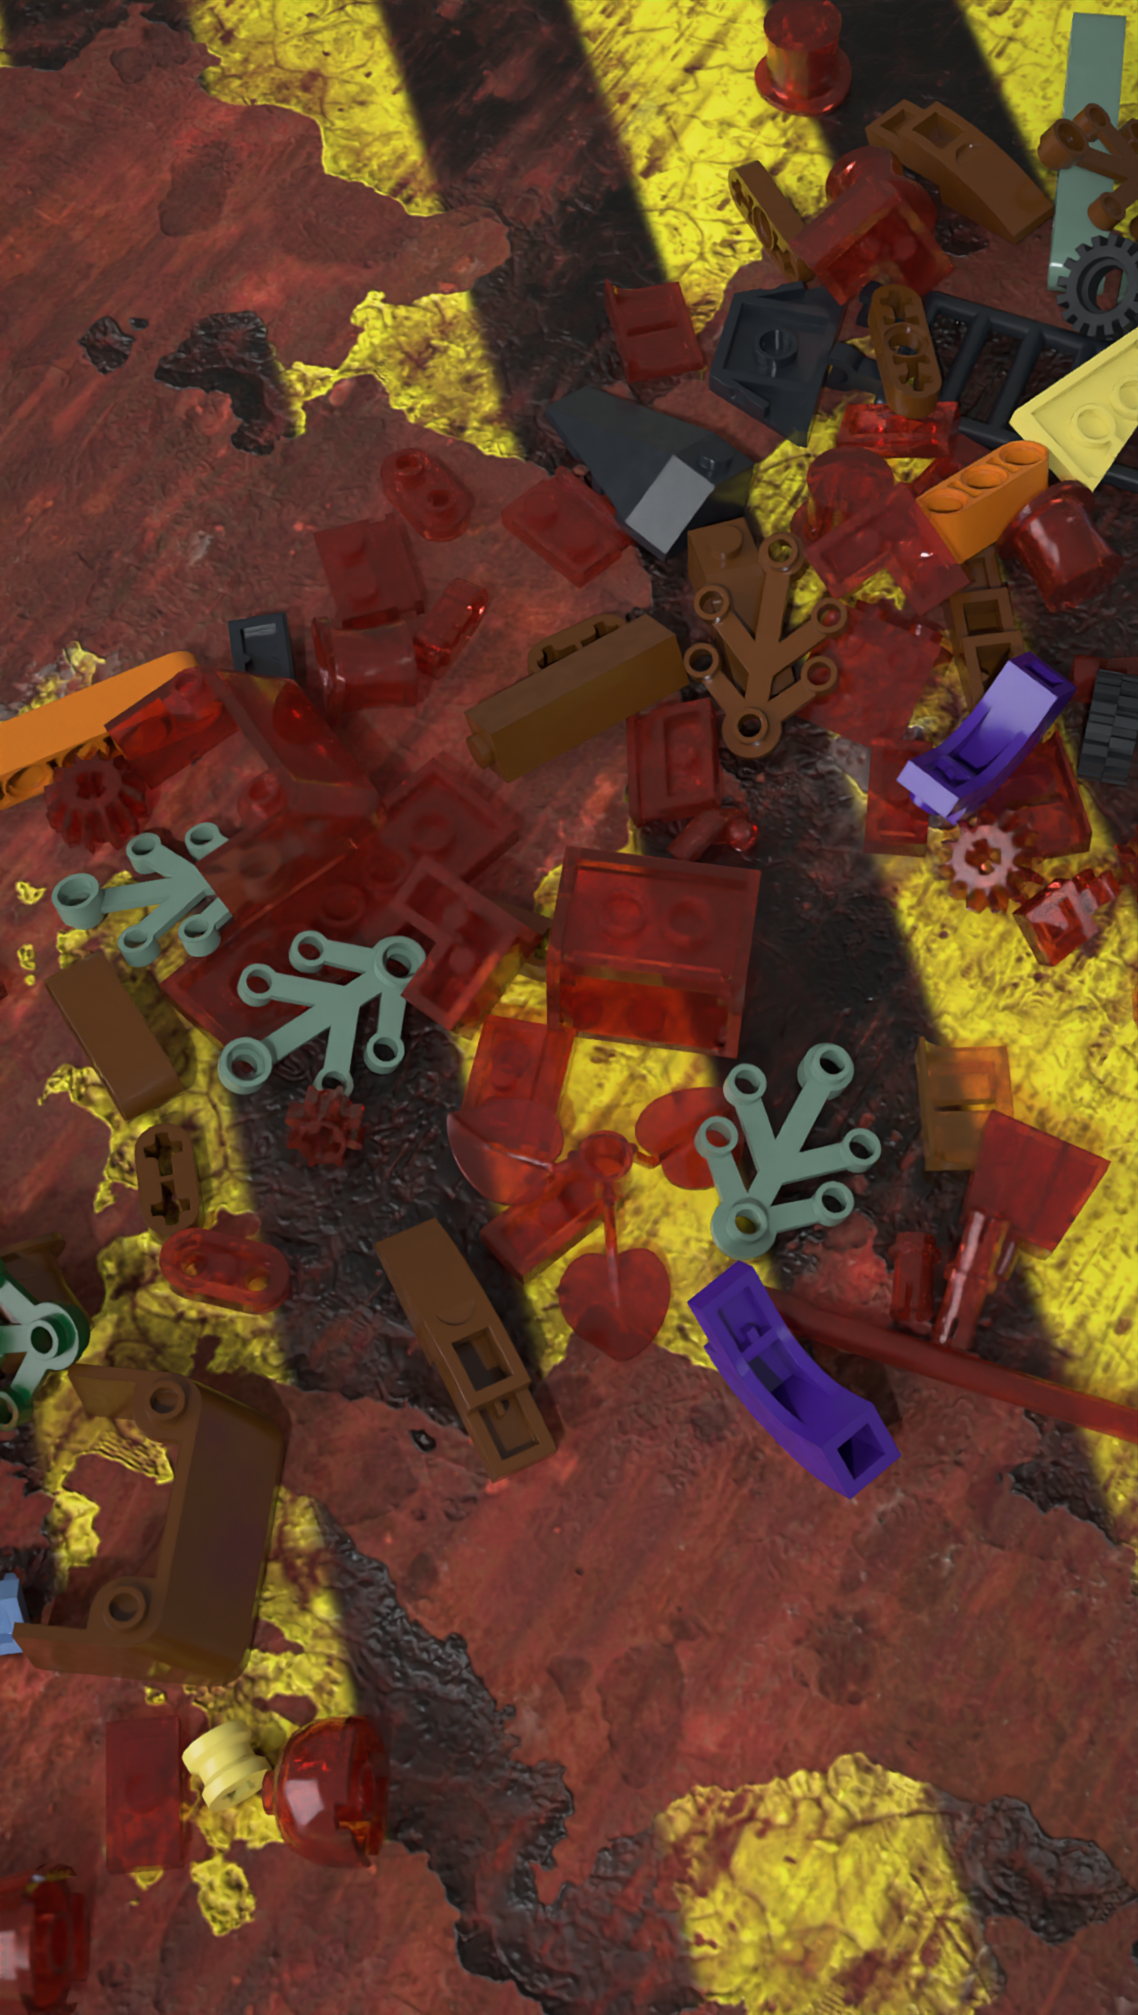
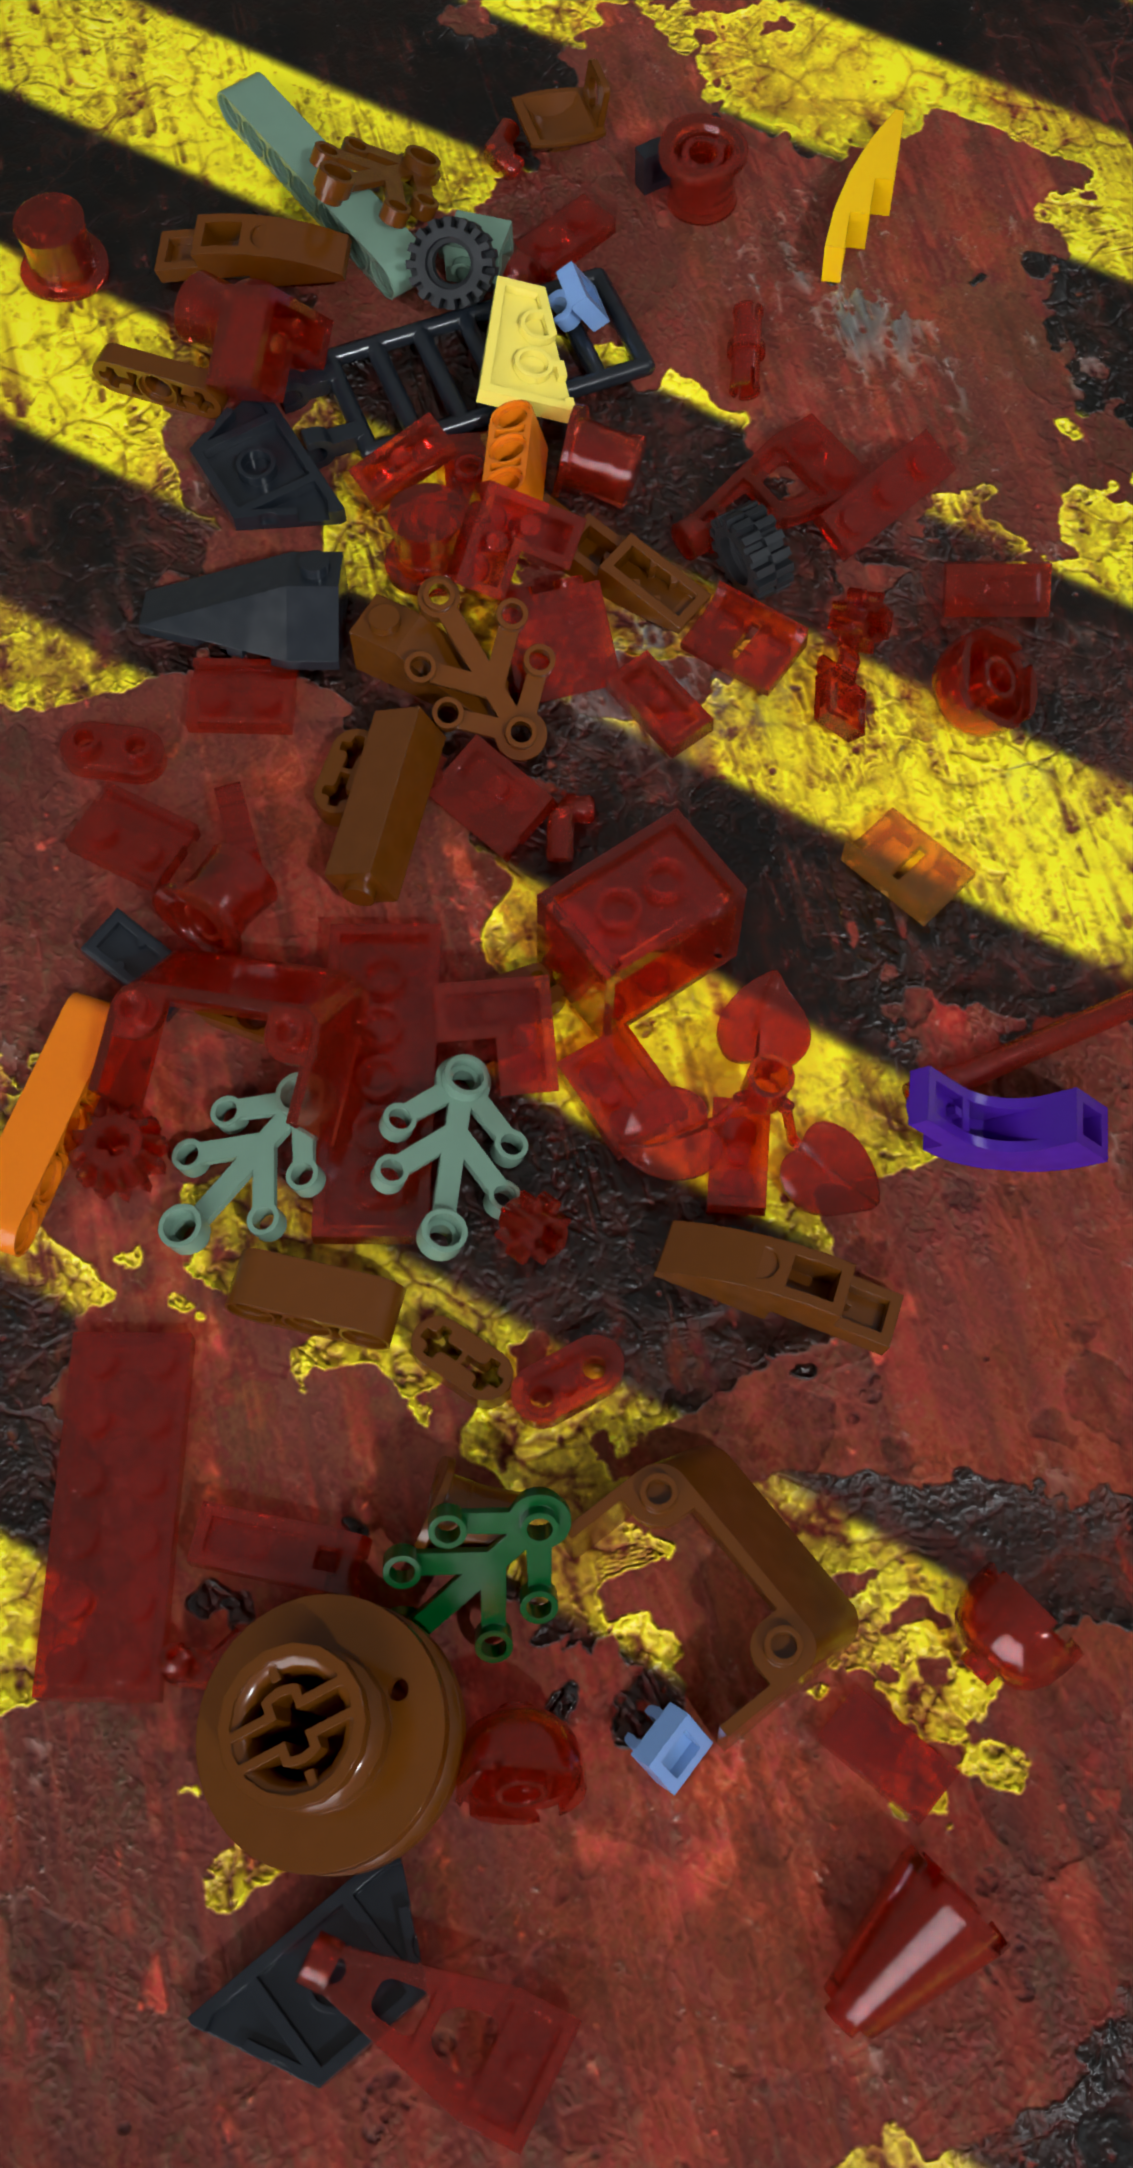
camera: 45 degrees left, 5 degrees up
(226, 1765) = (924, 1683): light yellow wheel -> none
(648, 311) = (139, 502): clear red piece -> none
(779, 1158) = (832, 992): sand green plant -> none
(895, 367) = (386, 419): reddish brown beam -> none
(913, 1275) = (989, 995): clear red pin -> none
(971, 1276) = (1033, 963): clear red pin -> none
(974, 849) = (769, 678): clear red gear -> none
(990, 742) = (693, 617): dark purple arch -> none
(1033, 1181) = (1005, 886): clear red torso -> none

